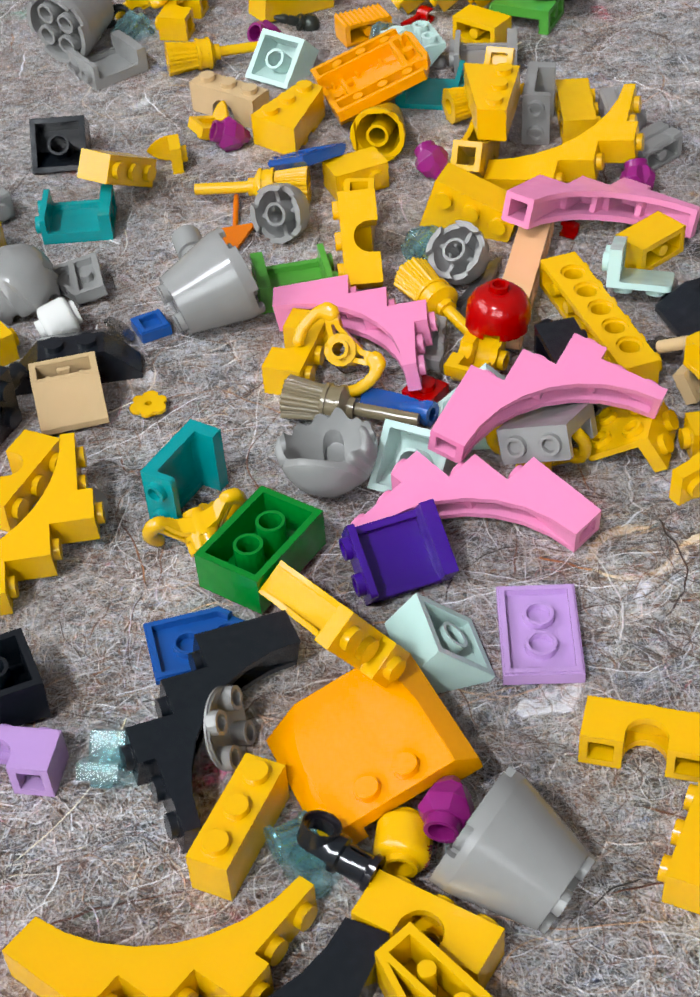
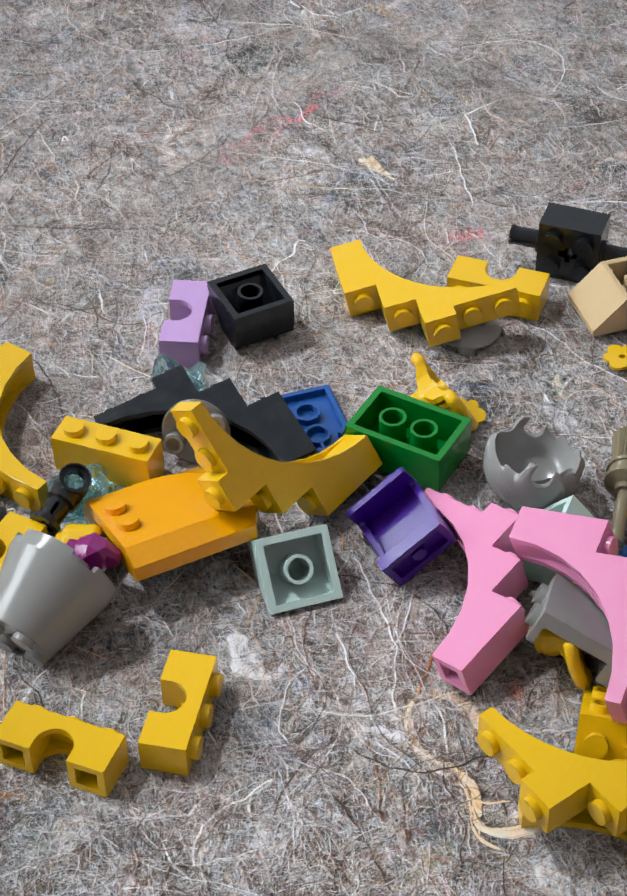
camera: 85 degrees right, 0 degrees up
(182, 467) = (494, 372): teal panel -> none
(539, 635) = (323, 646): lavender tile -> none

